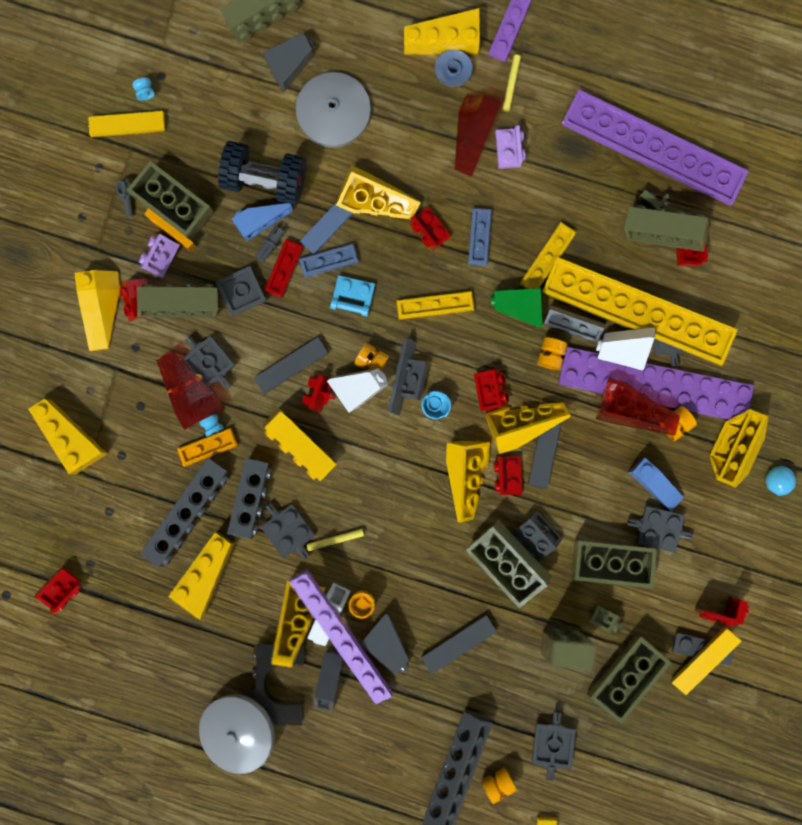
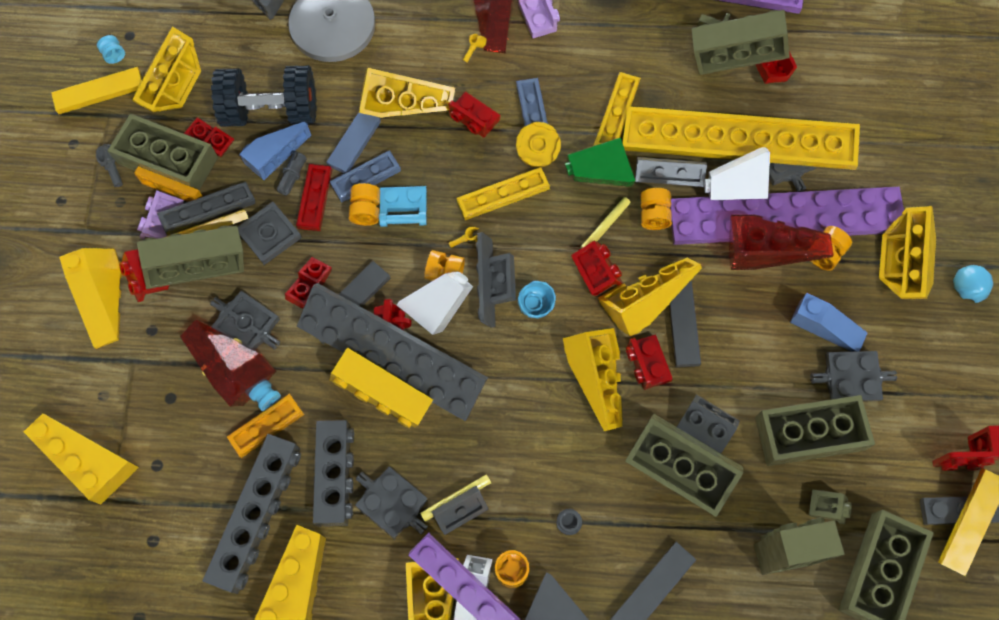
camera: 15 degrees left, 15 degrees down
(187, 128) = (169, 74): none -> yellow wedge
(189, 276) = (216, 223): none -> yellow tile
(196, 257) = (206, 208): none -> dark grey tile
(209, 192) = (217, 138): none -> red slope
(263, 342) = (311, 273): none -> red slope
(313, 418) = (392, 349): none -> dark grey plate
(322, 288) = (363, 204): none -> light orange wheel
(336, 551) = (460, 510): none -> dark grey plate
(398, 336) = (467, 236): none -> yellow hand
(413, 580) = (569, 522): none -> dark grey plate
(448, 161) = (475, 41): none -> yellow hand
(474, 271) = (538, 144): none -> yellow tile
(510, 353) = (608, 221): none -> light yellow bar

